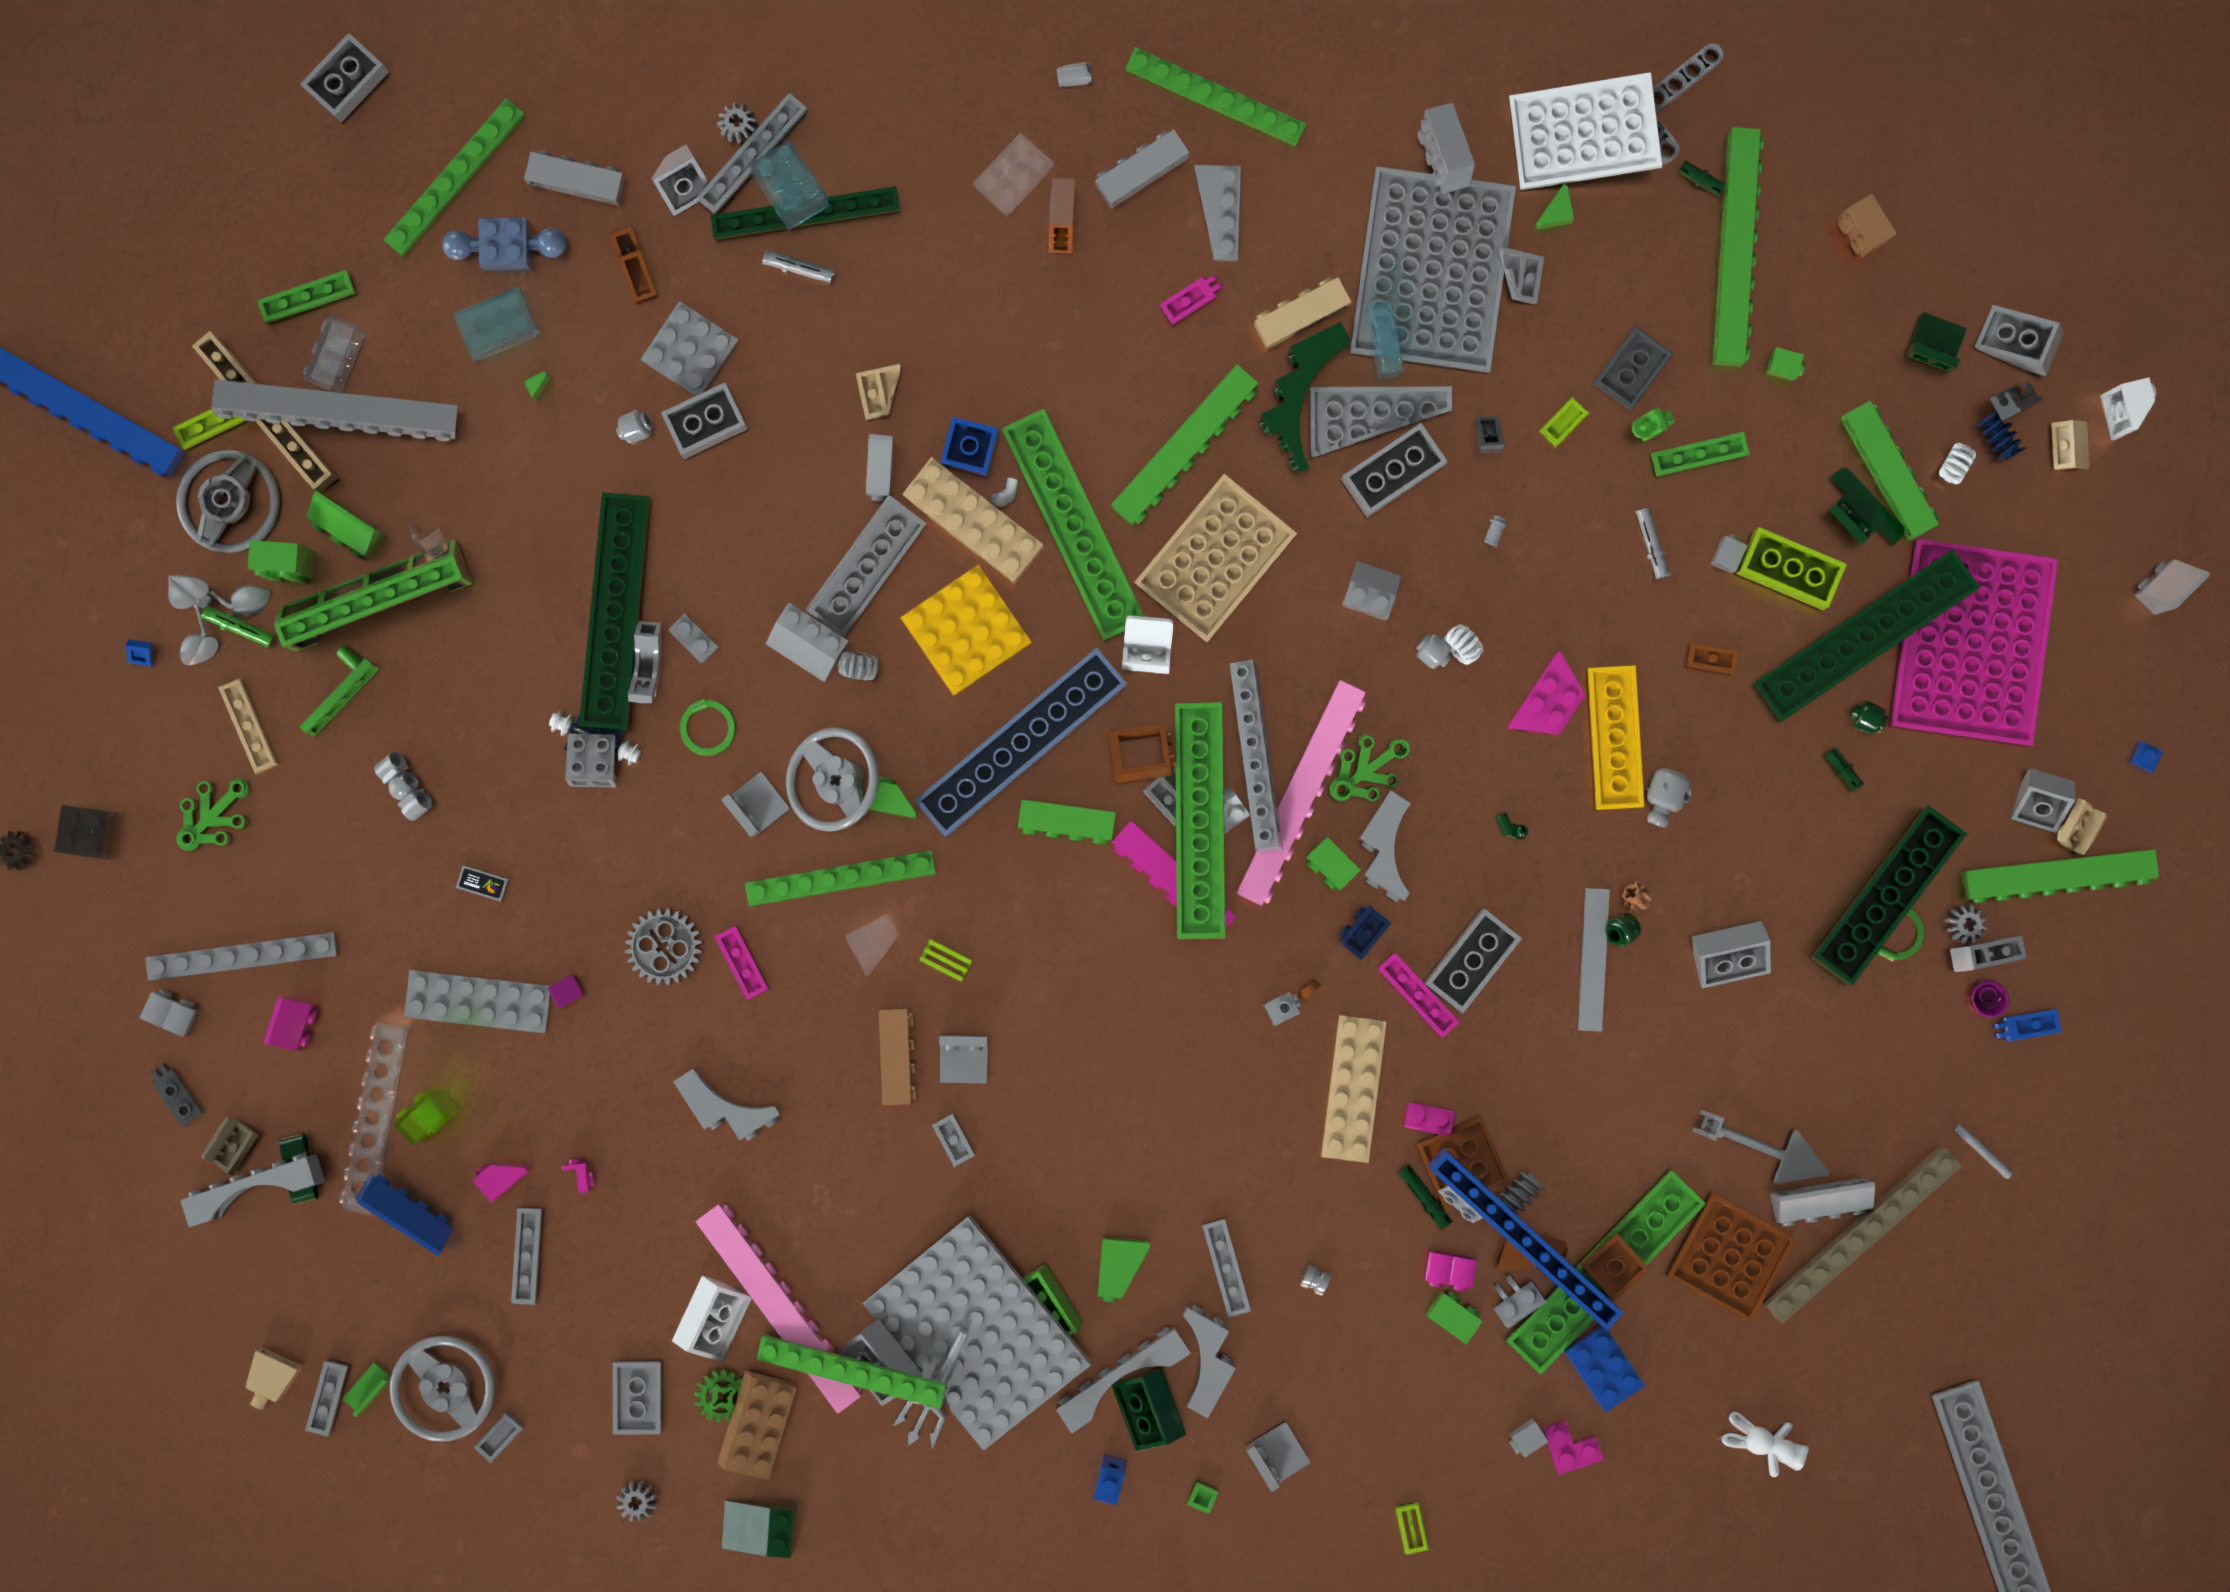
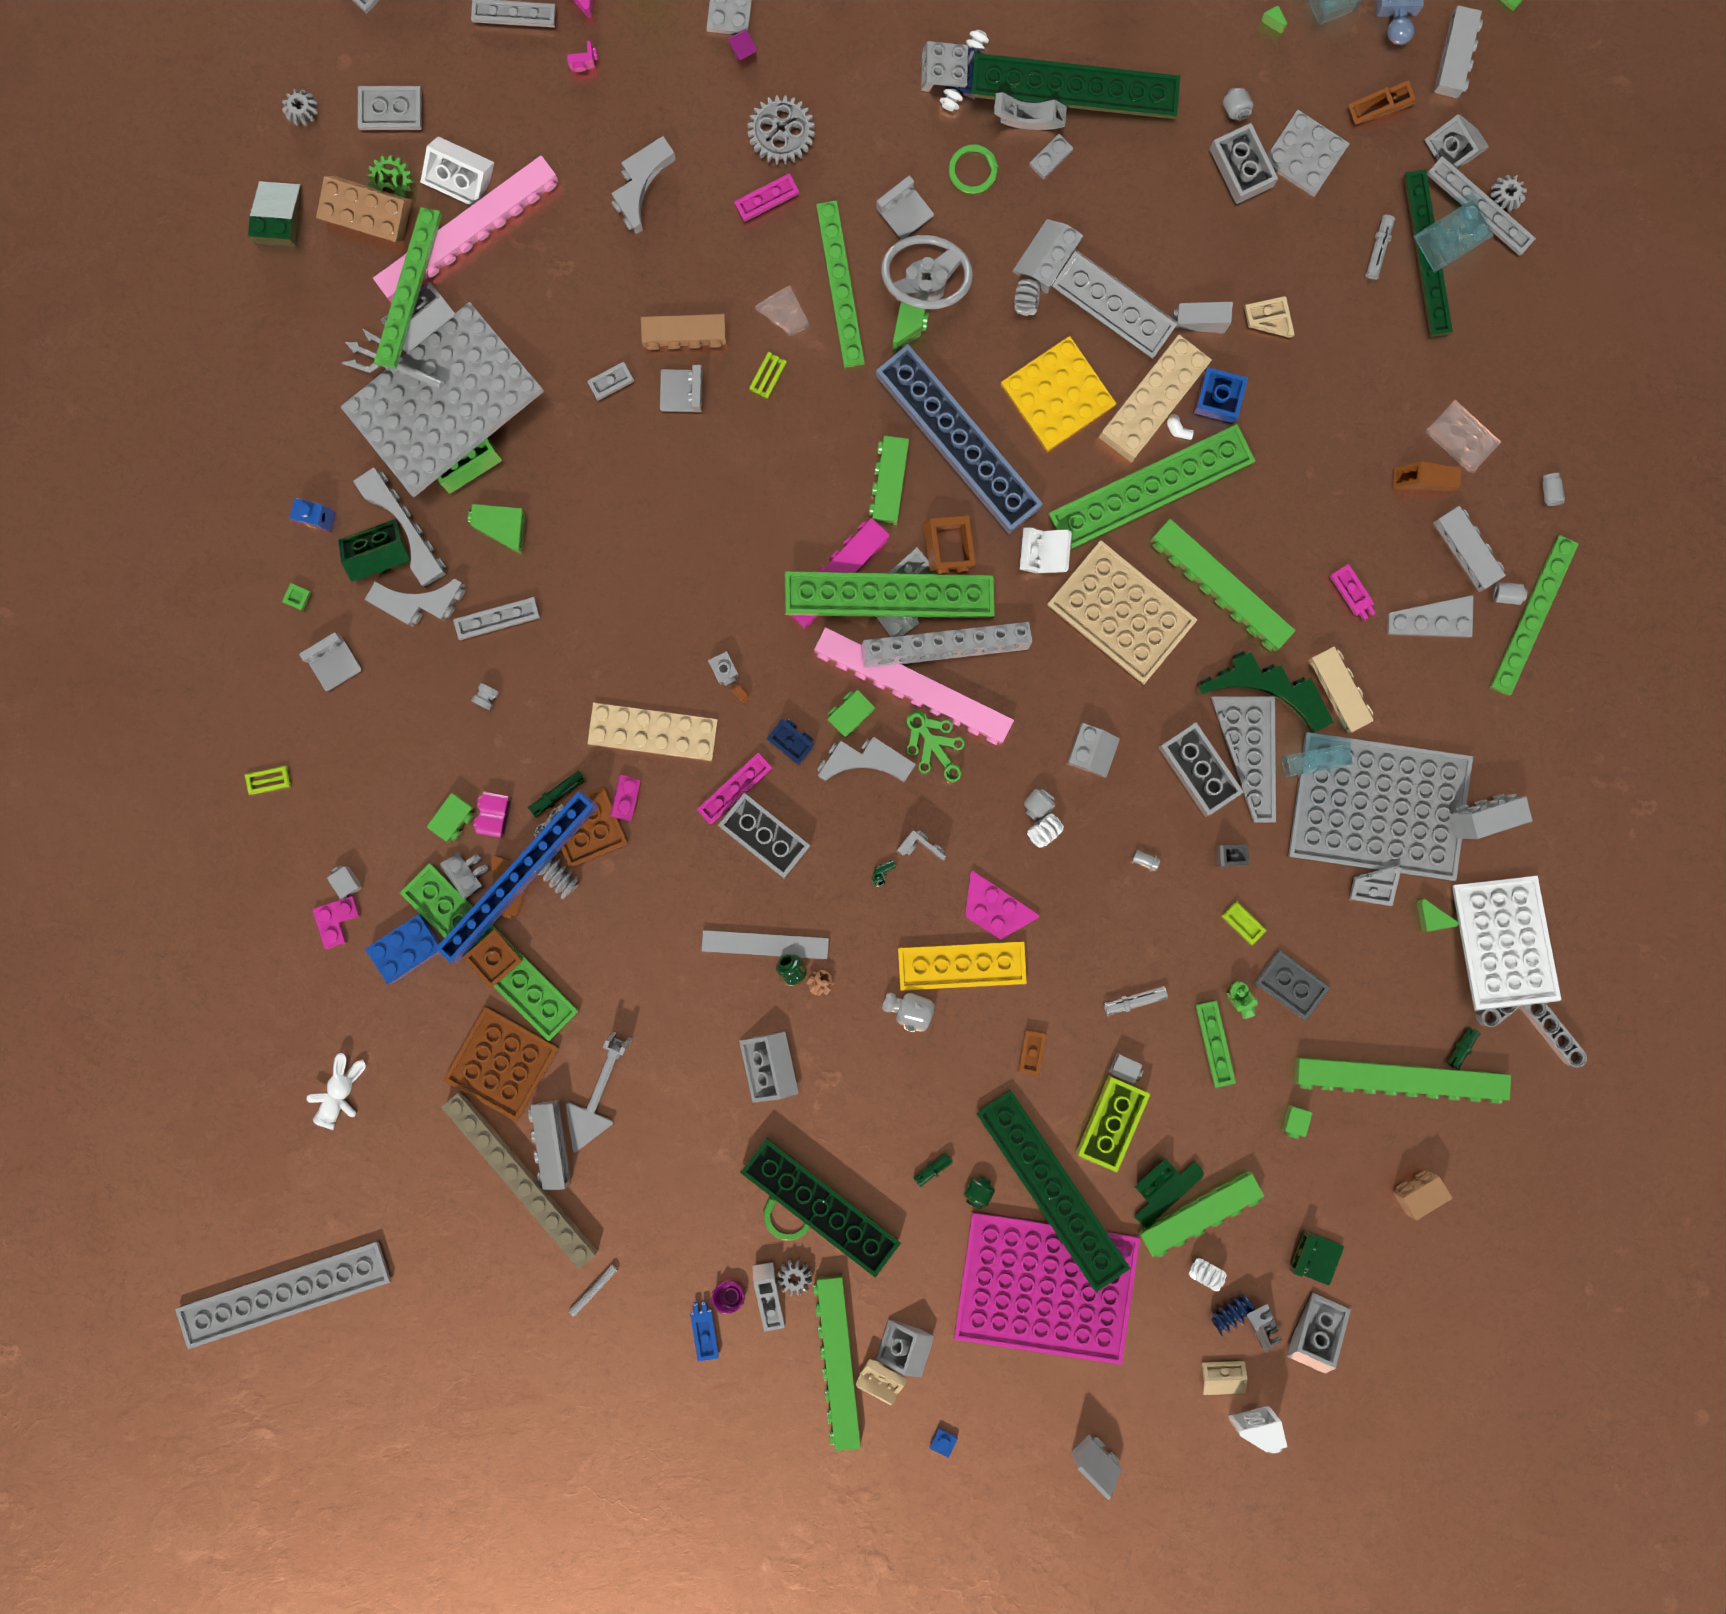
camera: 90 degrees right, 0 degrees up
(1192, 124) = (1509, 593): none -> light grey brick
(1482, 798) = (909, 845): none -> light grey bracket

